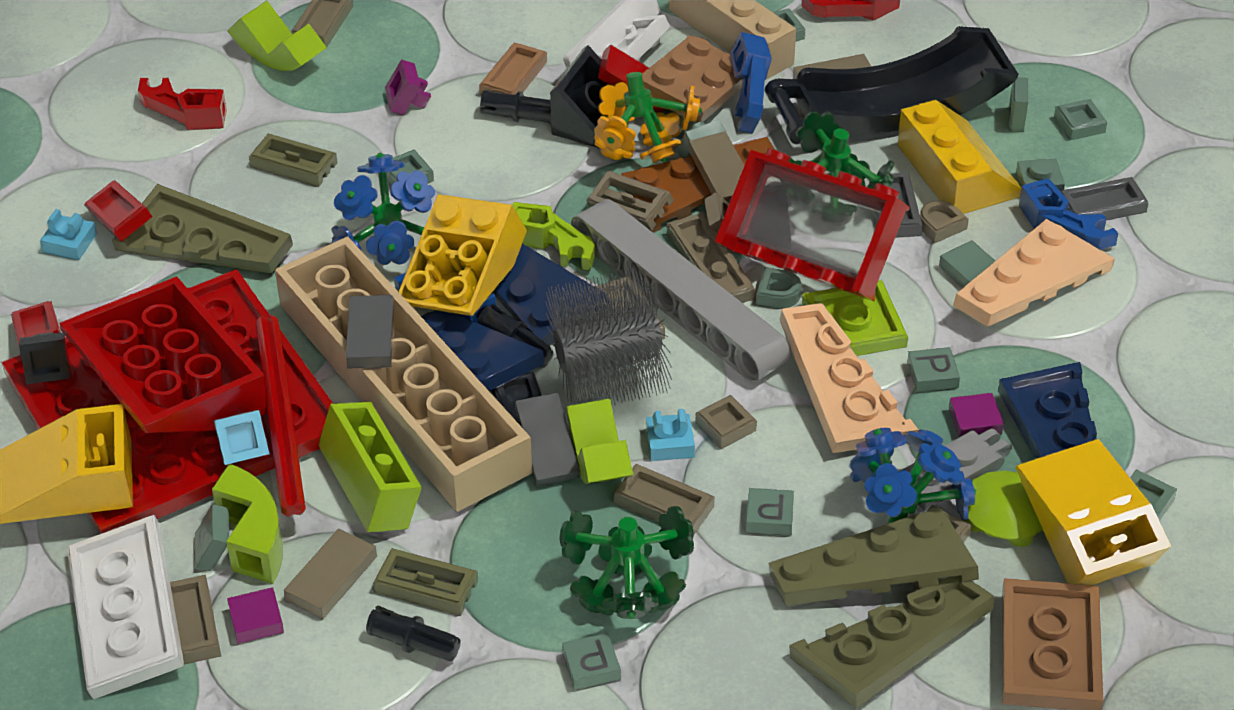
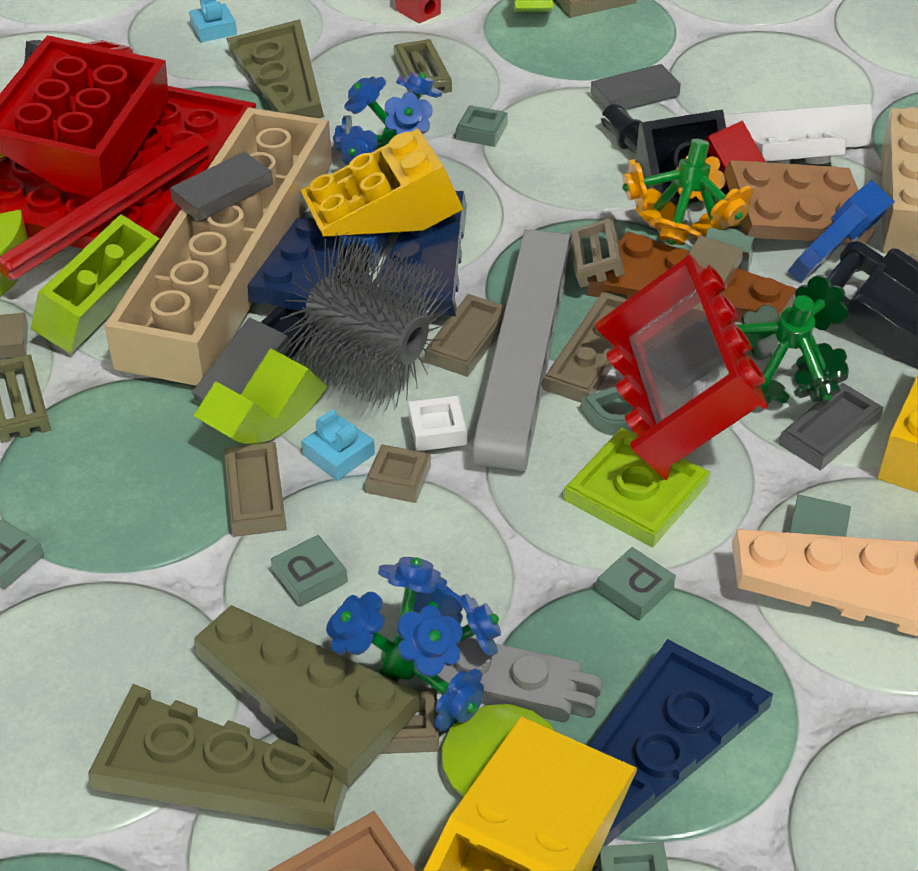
camera: 50 degrees right, 0 degrees up
(118, 210) = (254, 20): red tile -> none
(241, 437) = (47, 195): medium azure tile -> none
(406, 88) = (569, 70): magenta tile -> none
(463, 72) = (636, 87): none -> dark grey tile
(514, 70) = (670, 106): medium nougat tile -> none
(548, 229) = (502, 226): lime piece -> none
(627, 552) = (91, 506): dark green plant -> none
(706, 374) = (437, 423): none -> white plate
(837, 380) = (519, 527): light nougat wing -> none
(942, 220) = (854, 470): dark tan tile -> none
(975, 414) = (609, 654): magenta tile -> none

